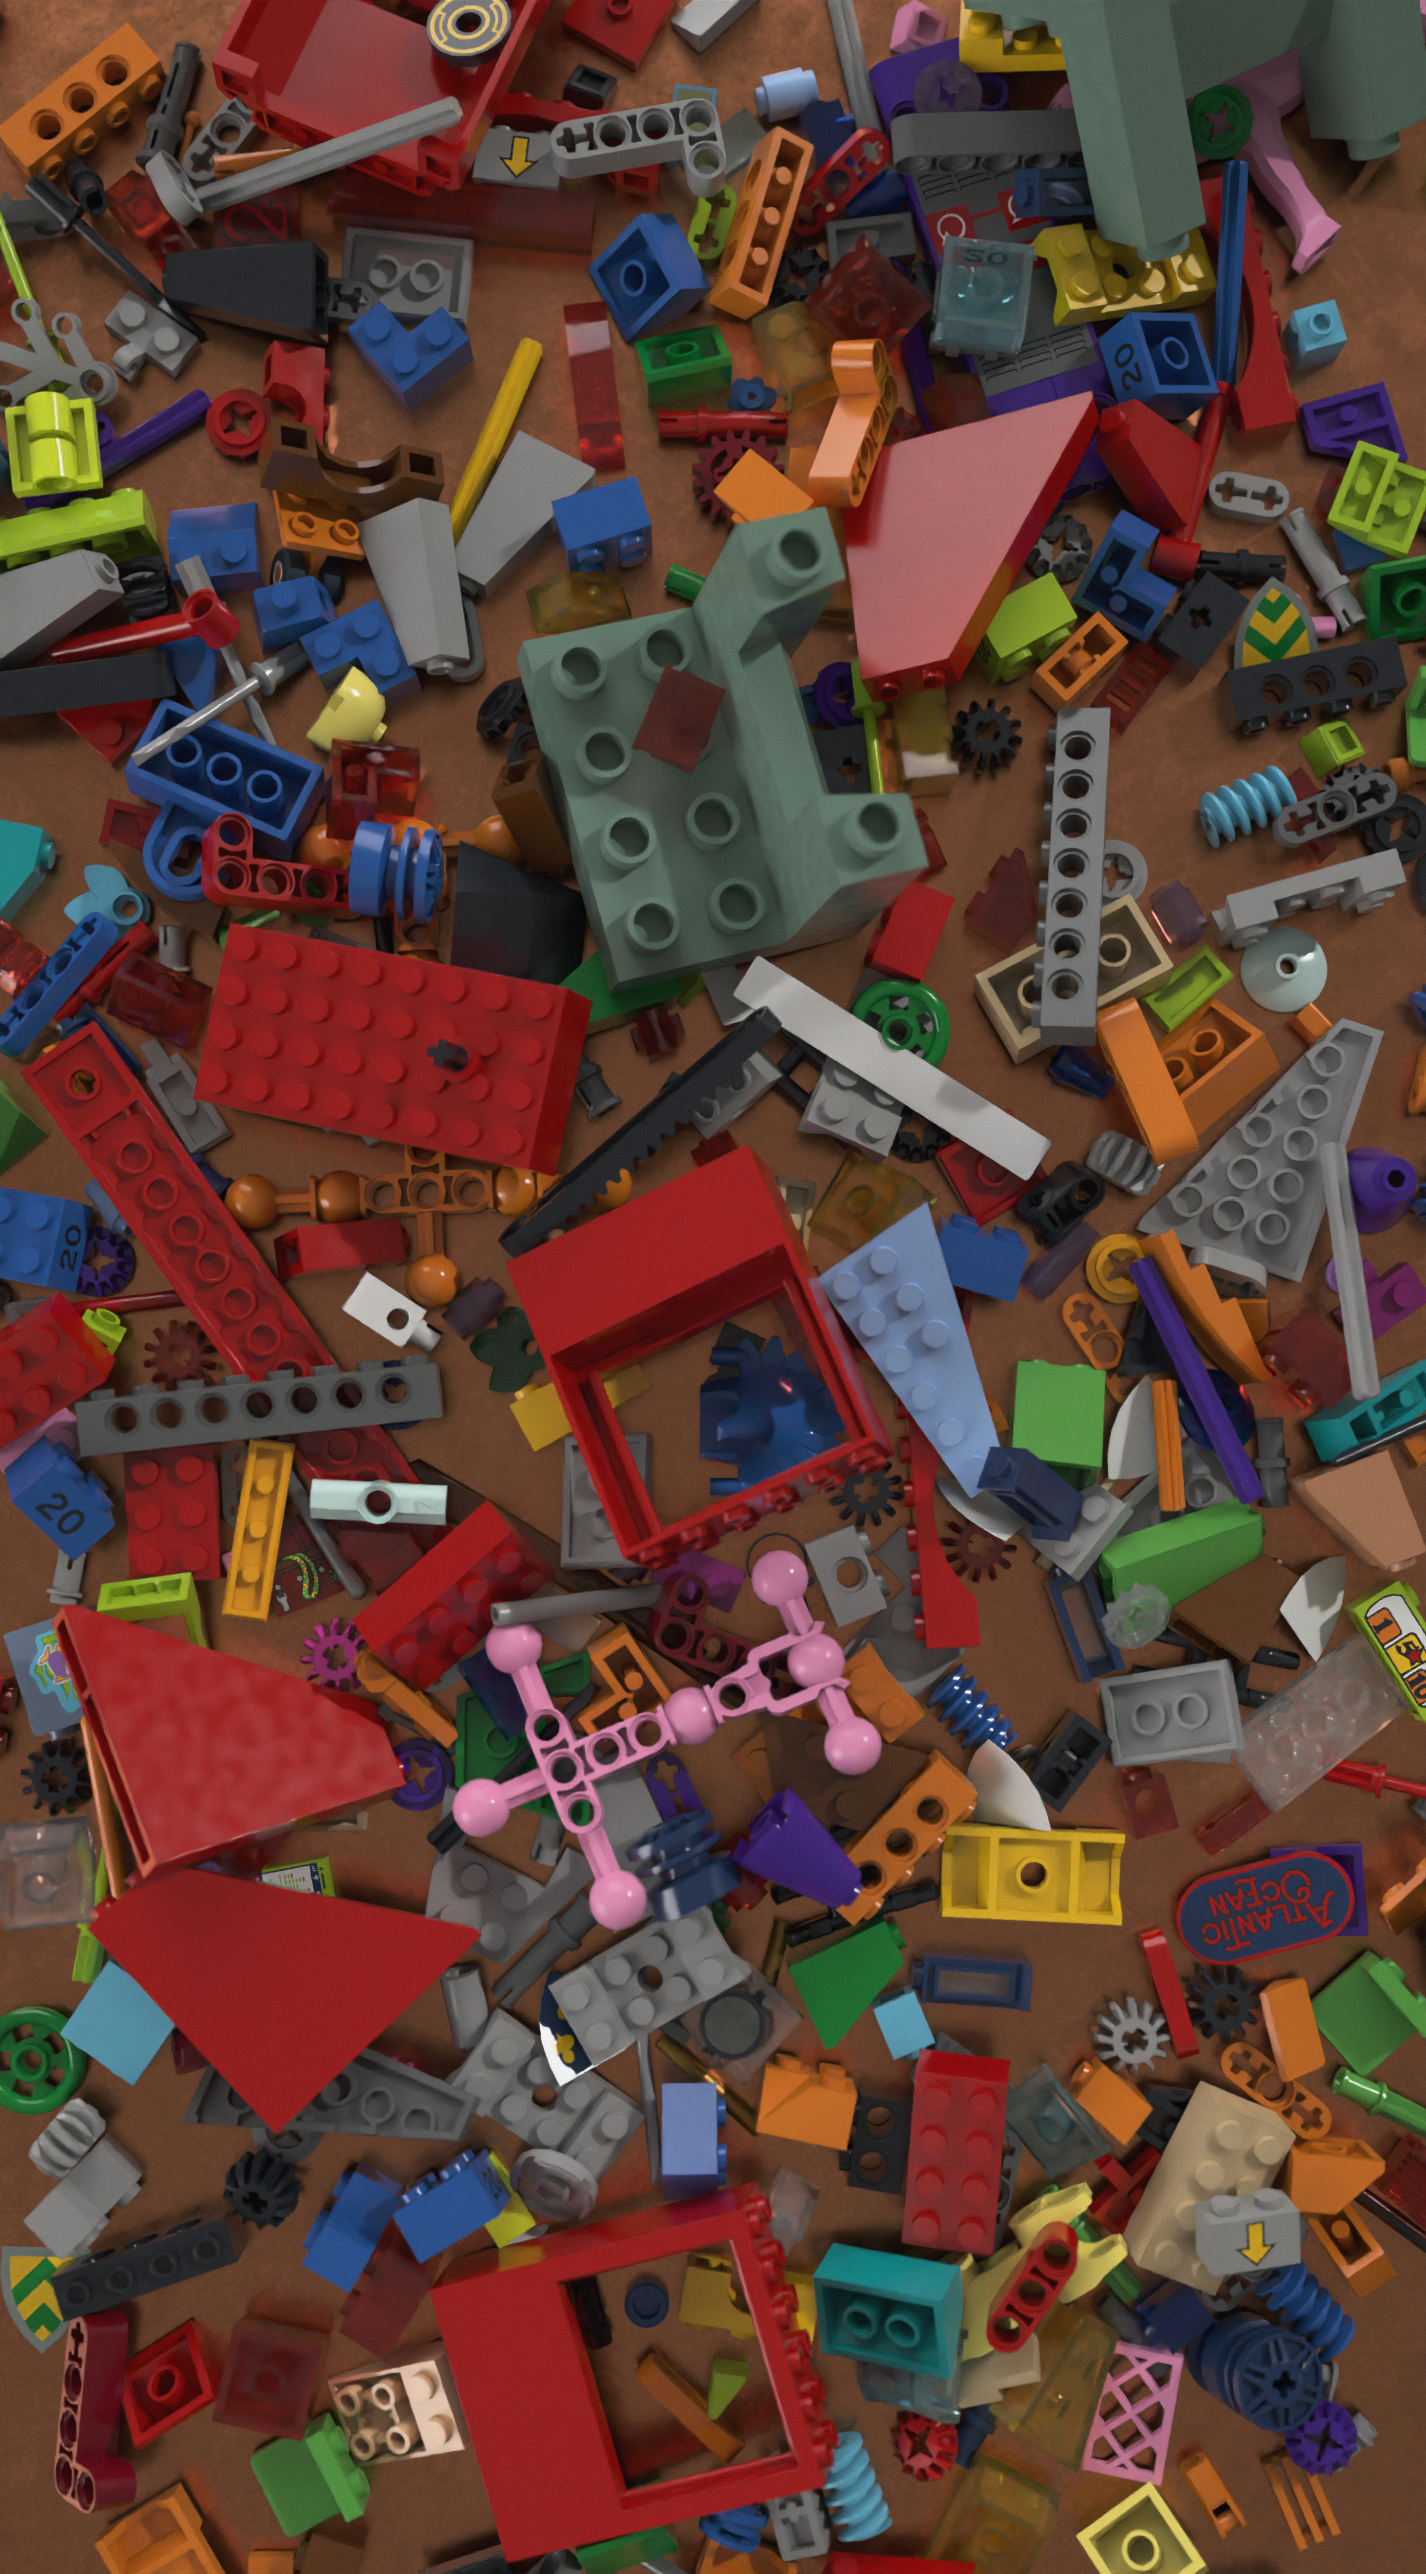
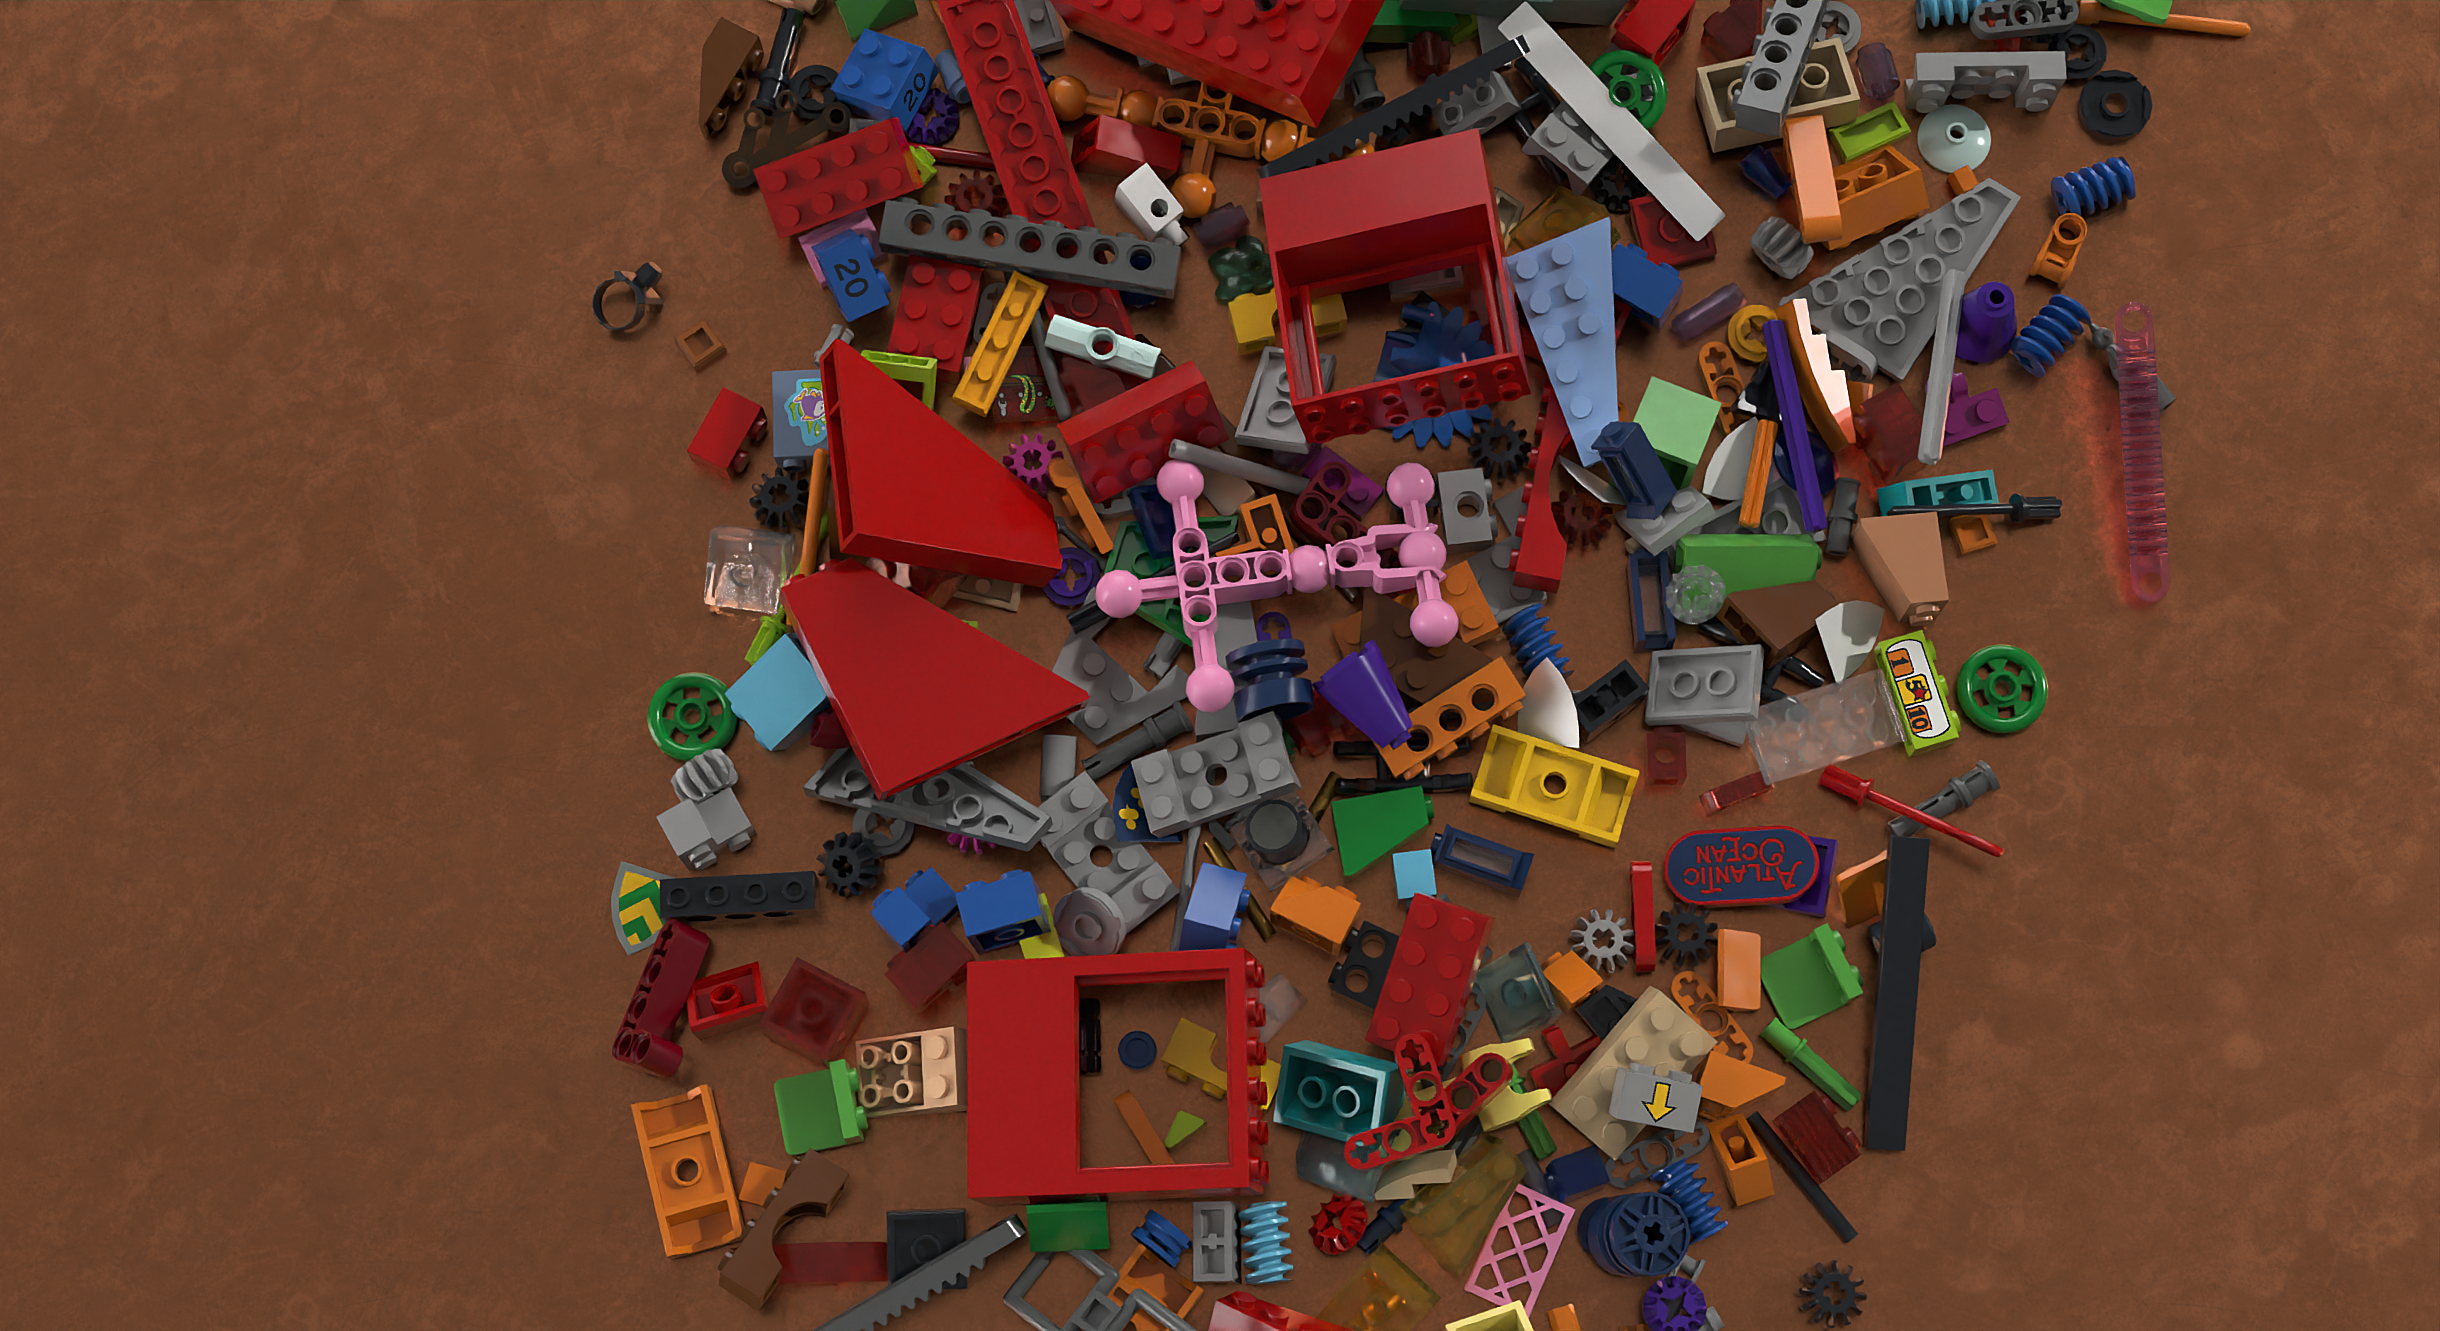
camera: 25 degrees right, 10 degrees down
(987, 2347) = (1413, 1125): none -> red beam
(1061, 1200) = (1715, 268): black piece -> none

